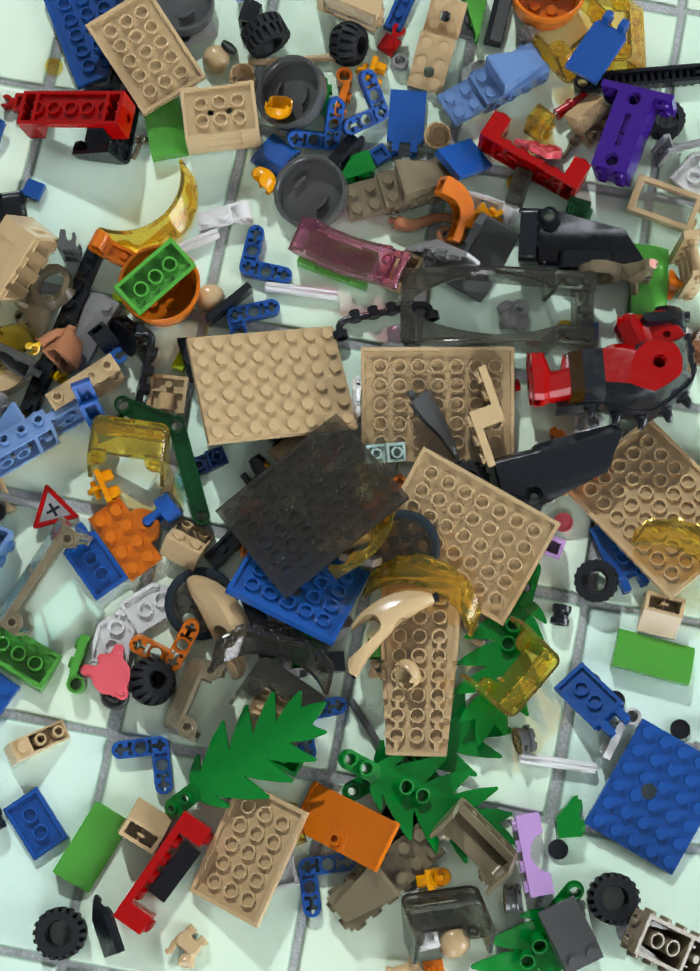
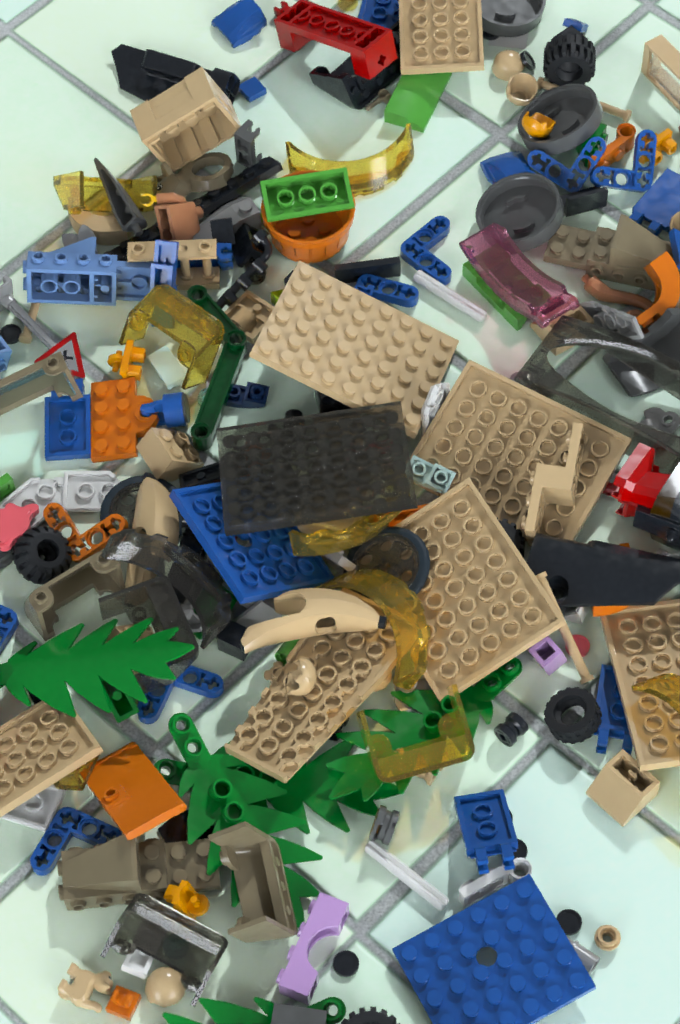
camera: 35 degrees right, 20 degrees down
(108, 249) = (281, 158): orange plate -> none
(199, 240) = (380, 205): white axle -> none
(209, 297) = (353, 252): tan hair -> none
(220, 130) = (474, 108): tan container -> none
(225, 215) = (434, 197): white plate -> none
(265, 178) = (482, 179): light orange hair -> none
(348, 43) = (651, 109): black wheel -> none
(359, 167) = (584, 215): green slope -> none
(364, 722) = (228, 715): dark grey bar -> none
(374, 313) = (510, 351): black bar -> none
(380, 155) = (612, 217): blue tile -> none
(430, 413) = (500, 458): dark grey piece -> none
(512, 898) = (258, 976): dark grey wheel -> none
(568, 819) = (377, 935): green slope -> none
(585, 544) = (567, 636): none -> tan bar
(653, 657) = (586, 831): bright green slope -> none

